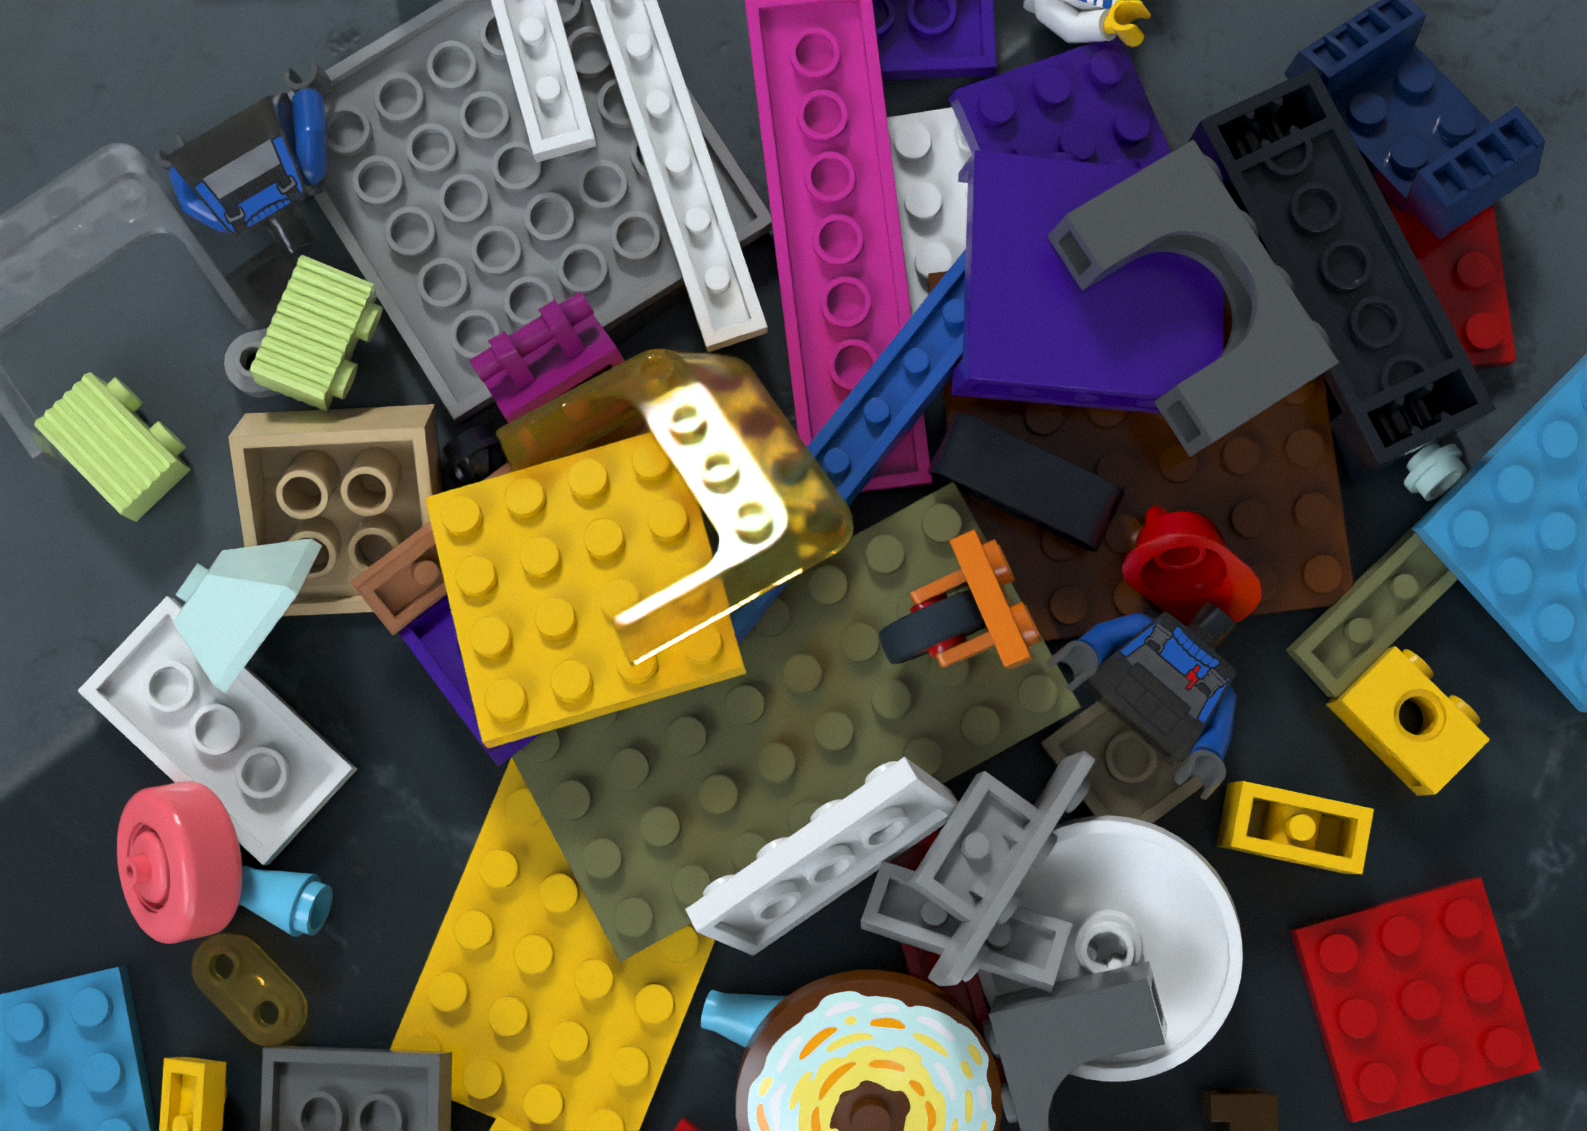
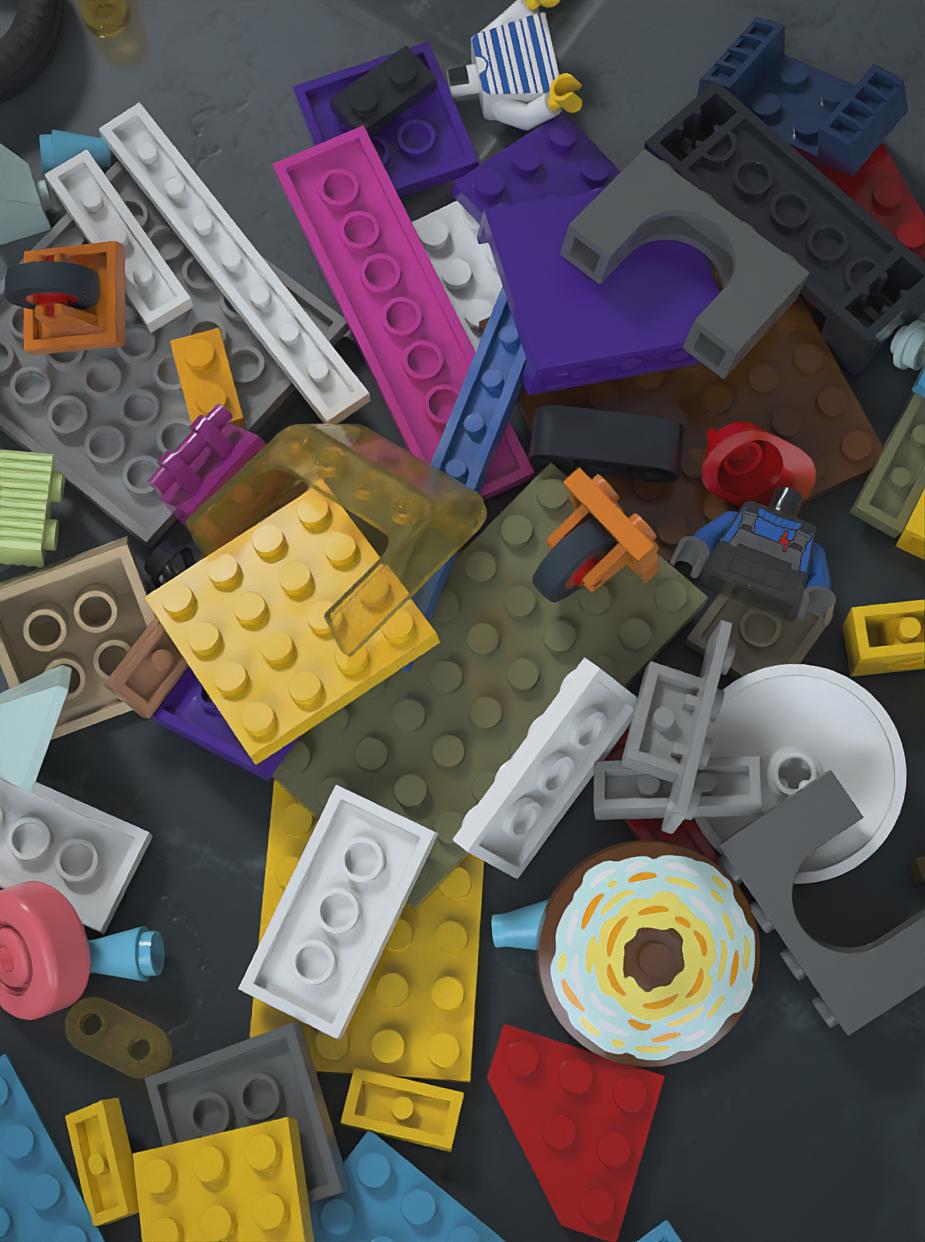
camera: 15 degrees left, 10 degrees down
(452, 92) = (70, 297): none -> orange plate
(532, 942) = (338, 912): none -> white plate
(584, 243) = (206, 375): none -> light orange plate

